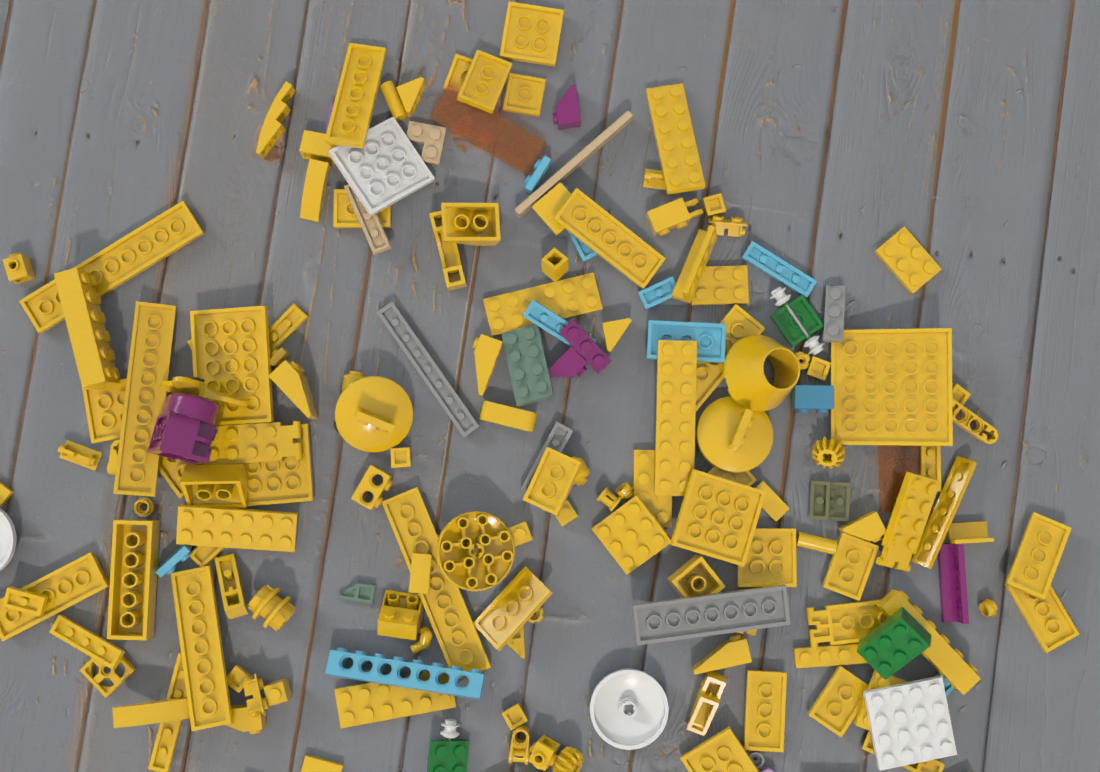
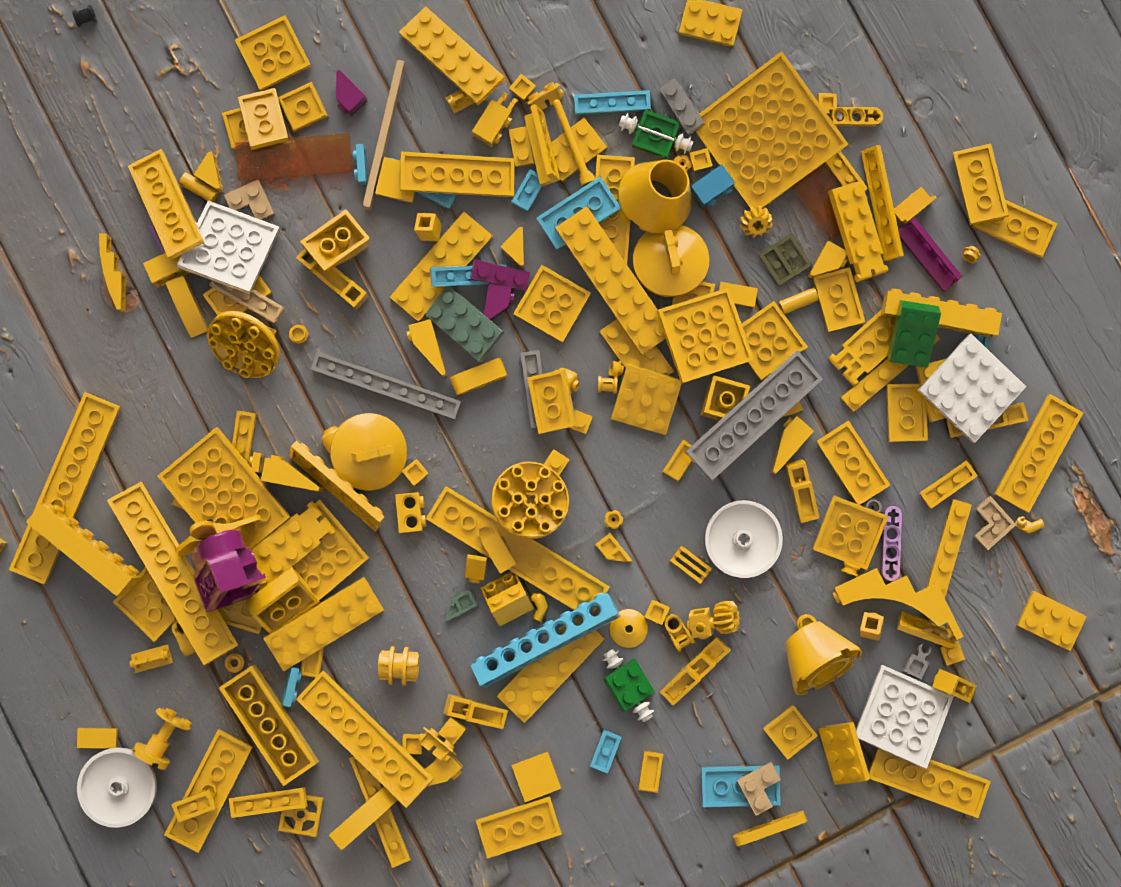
camera: 35 degrees left, 0 degrees up
(25, 533) = (158, 744): none -> yellow piece
(231, 586) = (353, 674): yellow slope -> none
(307, 689) = (475, 711): none -> yellow slope
(329, 429) = (341, 490): none -> yellow plate
(337, 253) = (243, 343): none -> yellow bracket
(388, 276) = (298, 334): none -> yellow plate
(393, 572) = (476, 568): none -> yellow slope
(492, 712) = (636, 636): none -> yellow dish
(512, 608) = (593, 526): yellow plate -> none
(575, 712) = (704, 574): none -> yellow tile
(611, 399) = (552, 303): none -> yellow plate
(621, 604) = (679, 462): none -> yellow tile
(678, 252) = (521, 147): none -> yellow plate
(714, 314) = (586, 176): none -> yellow piece

